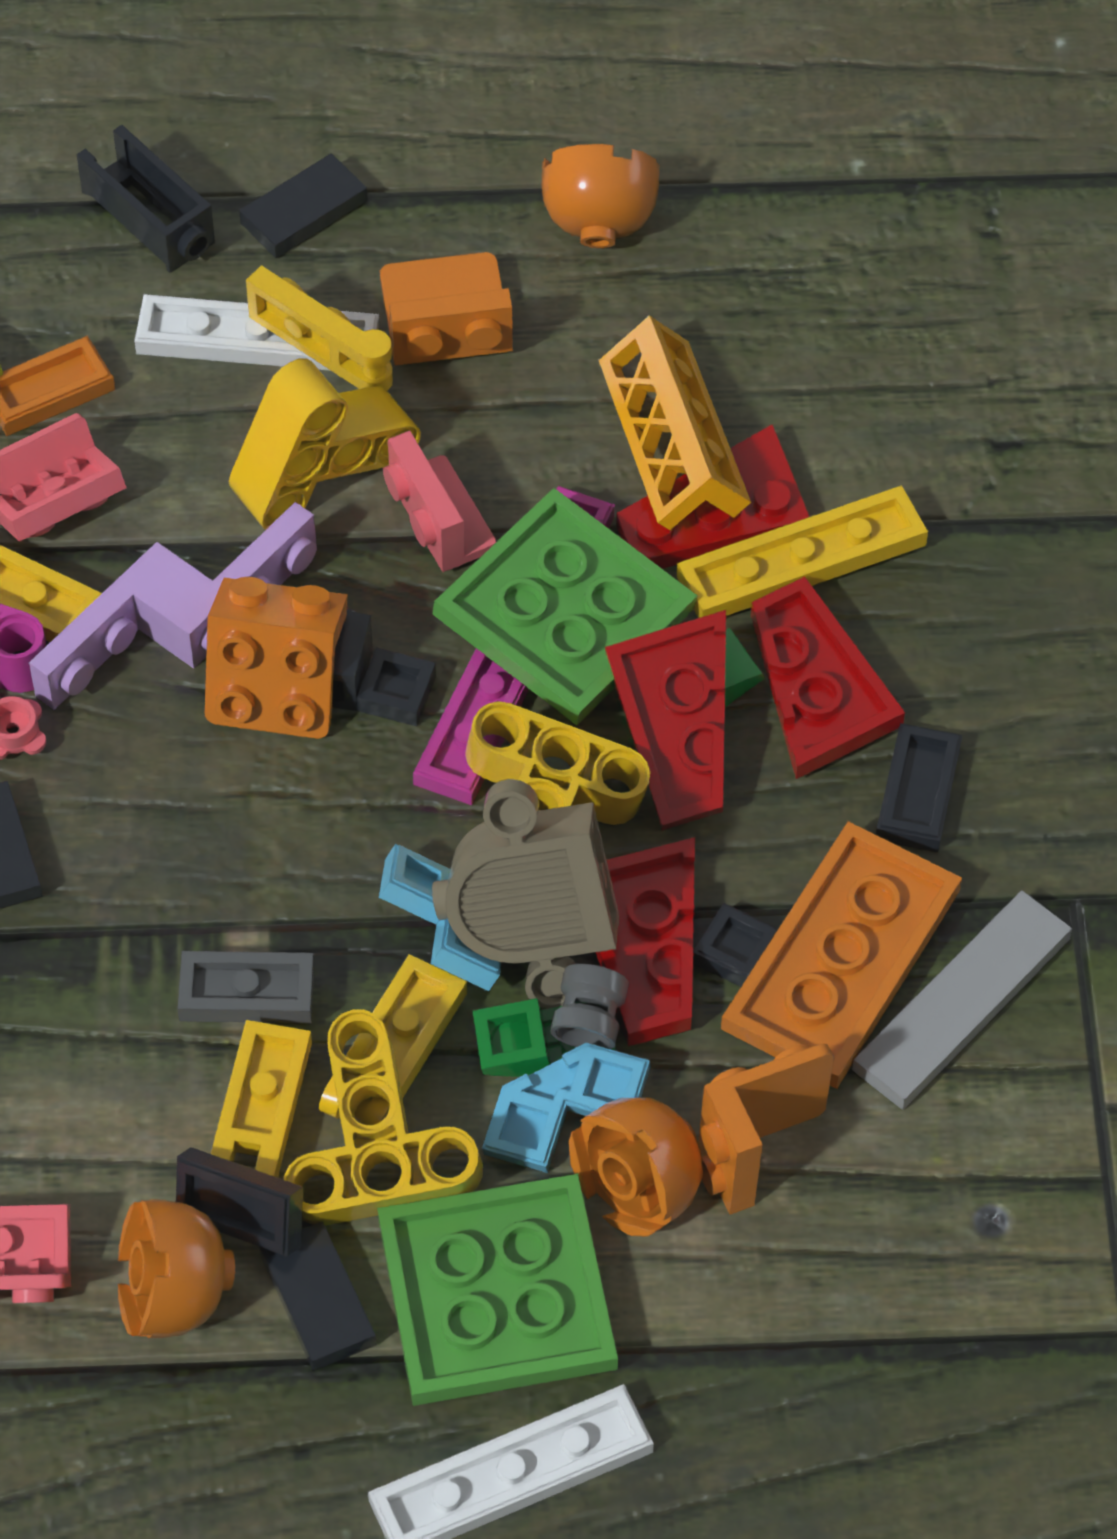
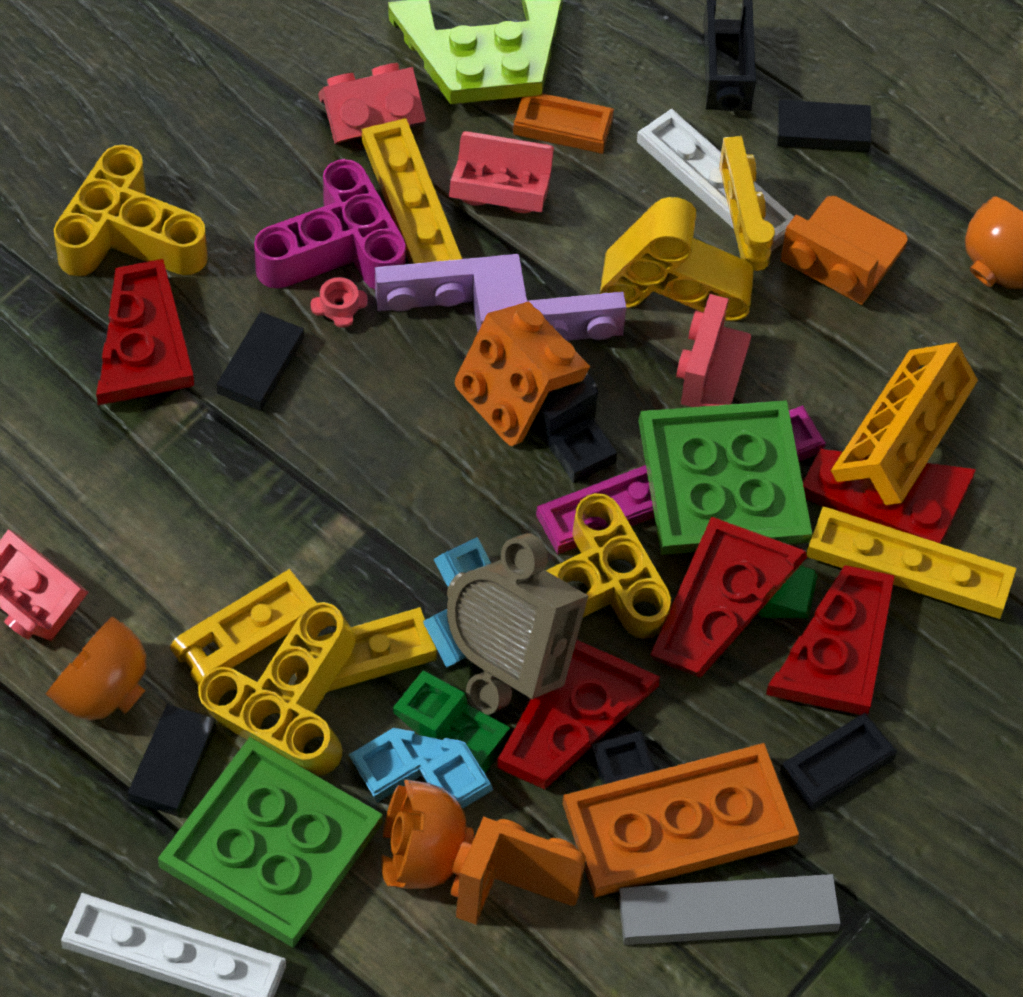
camera: 40 degrees right, 0 degrees up
(242, 1200) = (175, 667): black tile -> none
(246, 987) = (313, 551): dark grey plate -> none
(589, 1006) = (494, 717): dark grey wheel -> none

